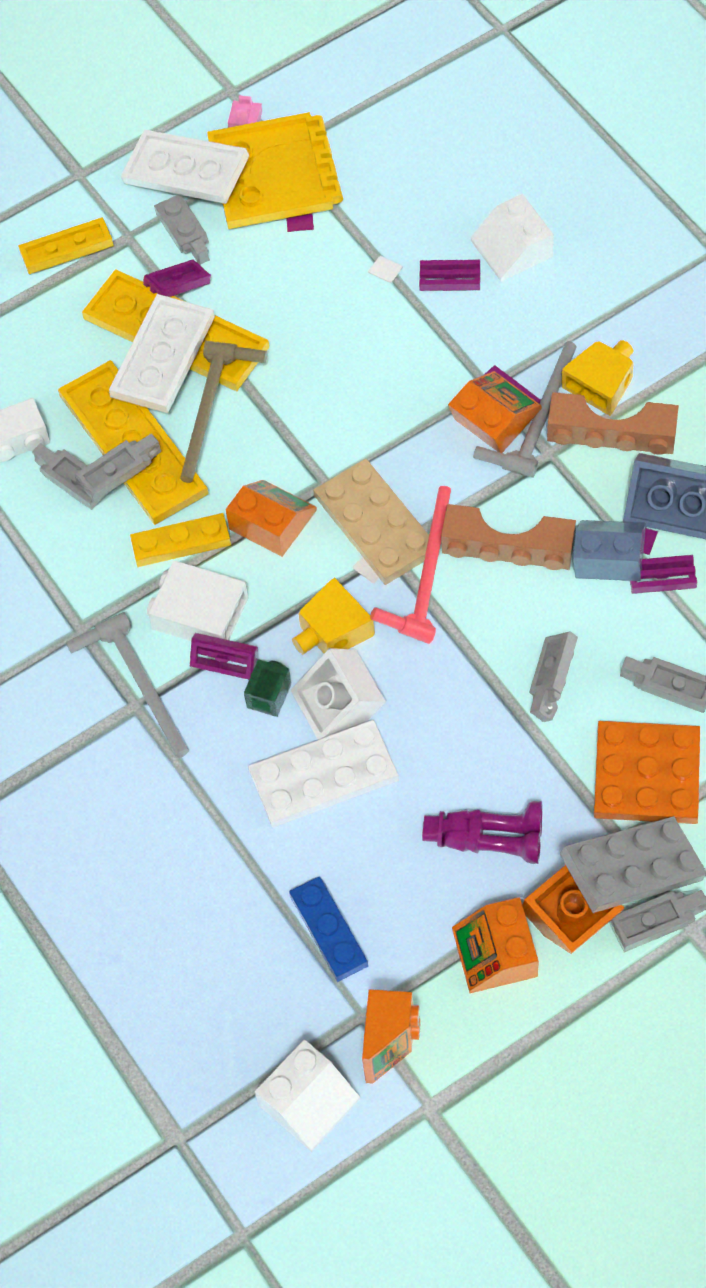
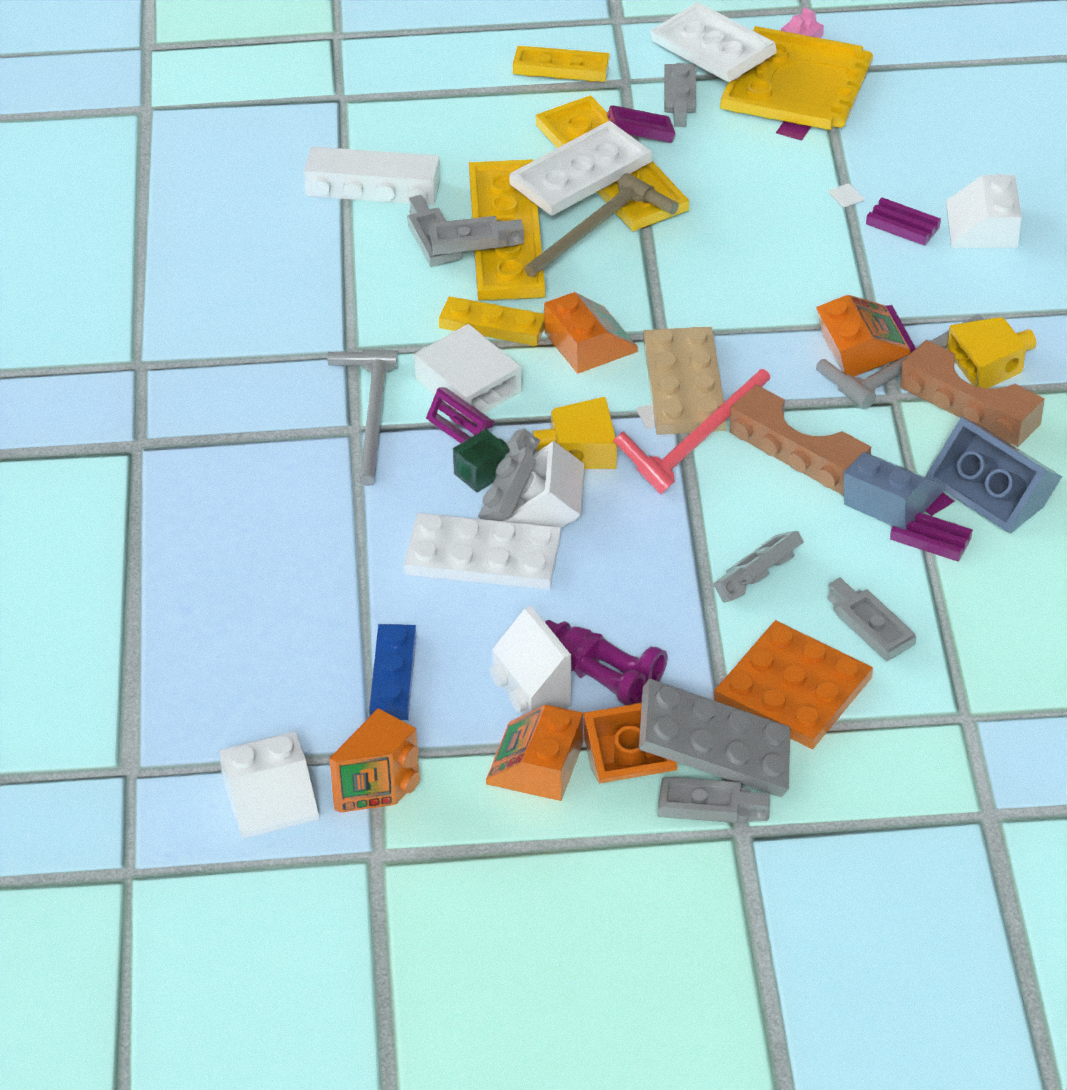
camera: 25 degrees right, 15 degrees down
(307, 696) = (511, 477): none -> light grey hinge
(446, 872) = (532, 665): none -> white slope

